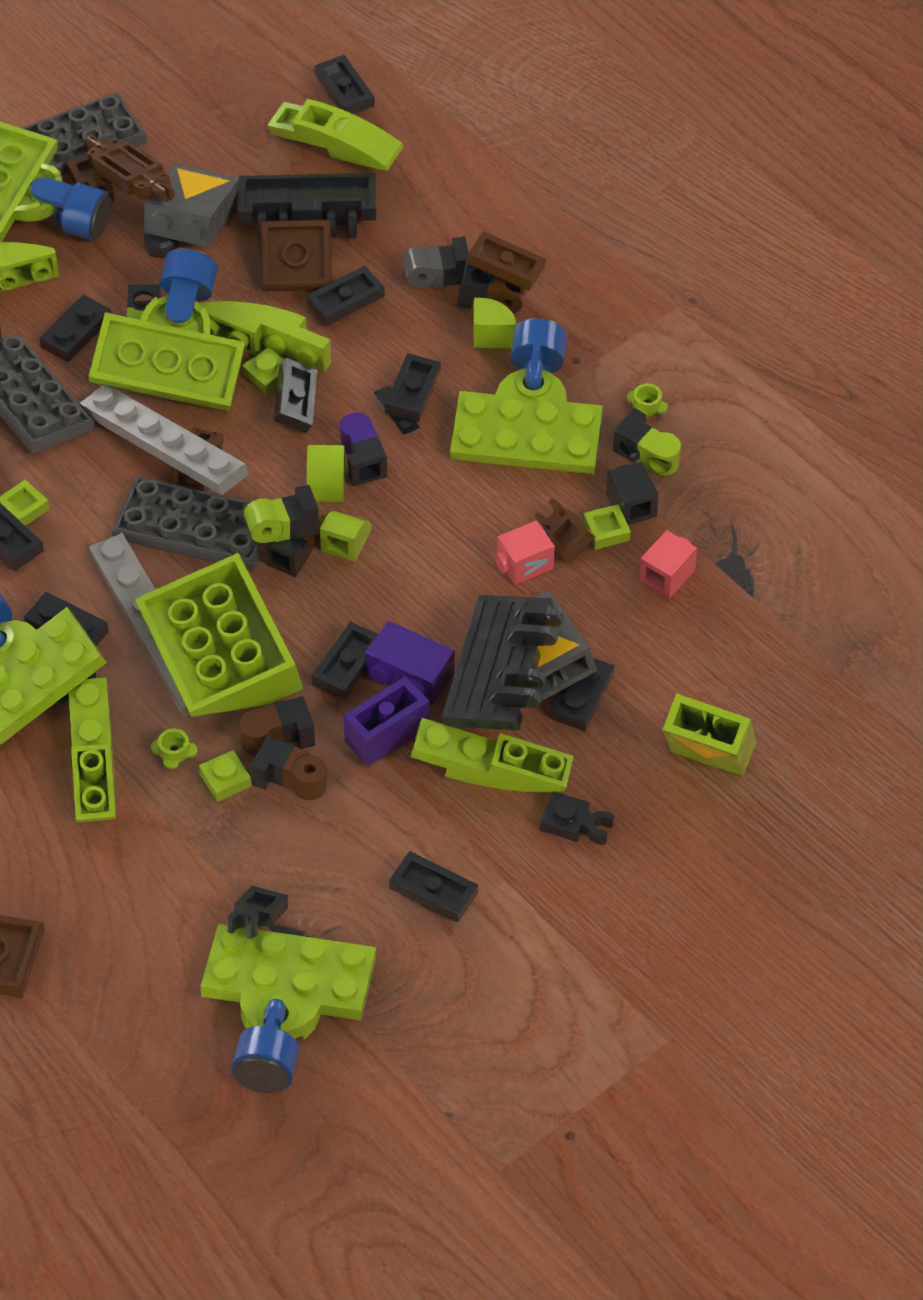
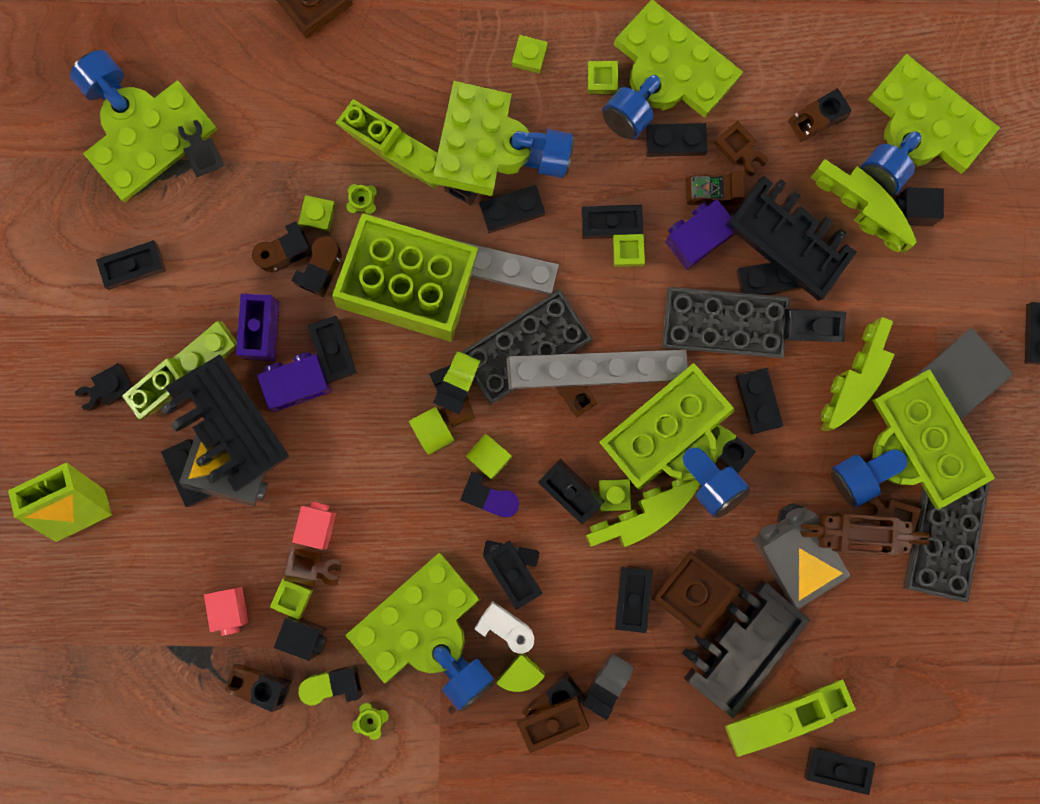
camera: 135 degrees right, 30 degrees up
(462, 355) = (507, 626): none -> white leg
(707, 492) = (258, 687): none -> leg

